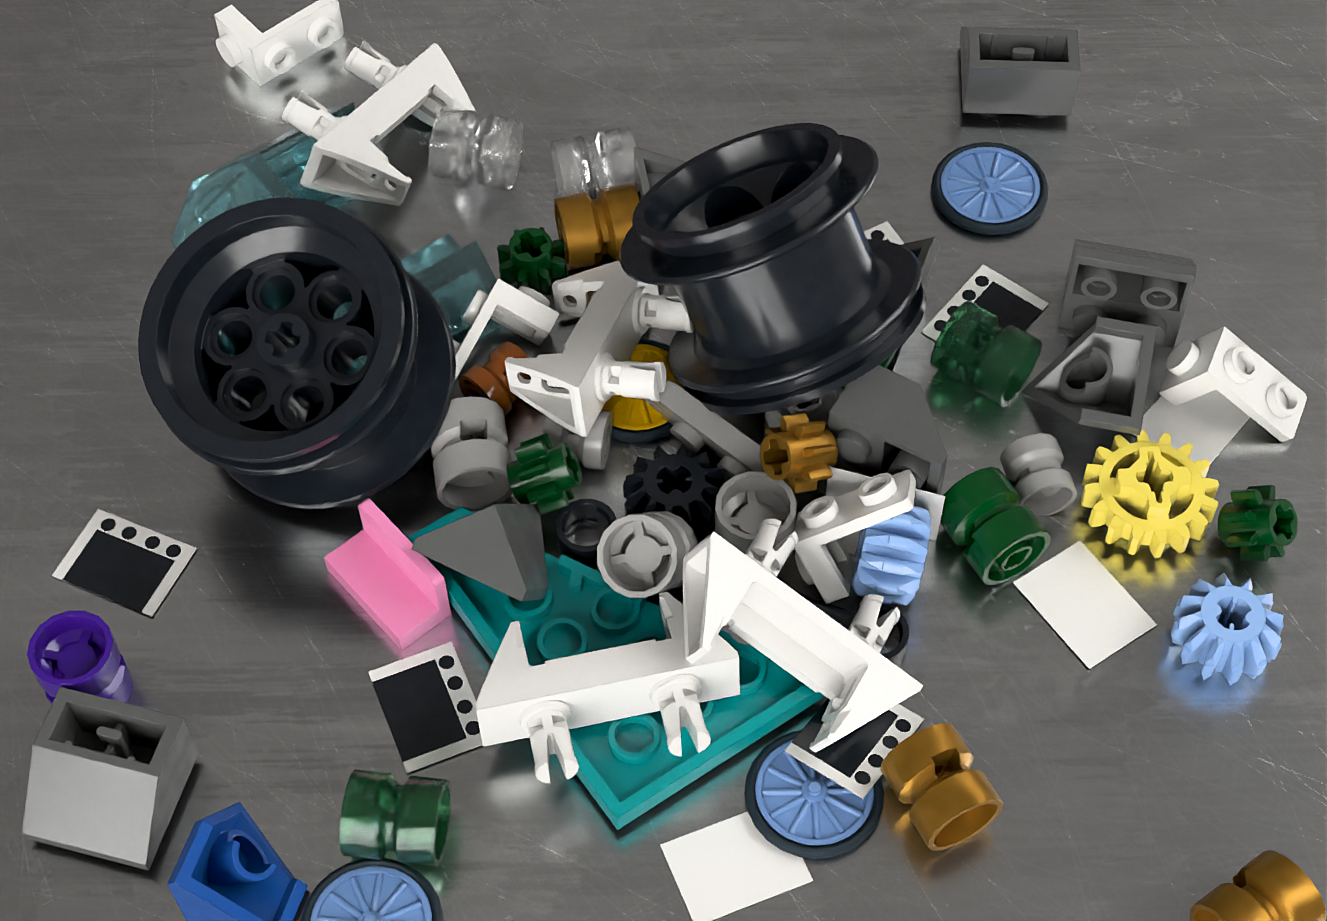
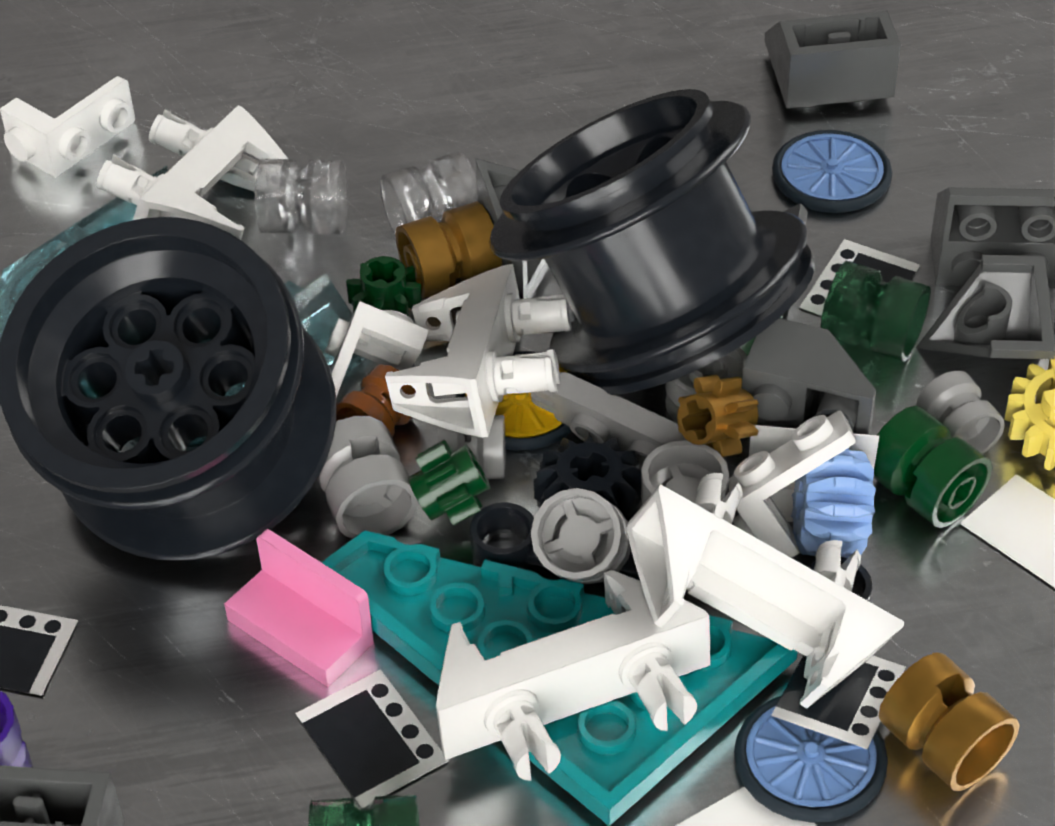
camera: 10 degrees left, 10 degrees down
(496, 547) = (412, 552): dark grey slope -> none

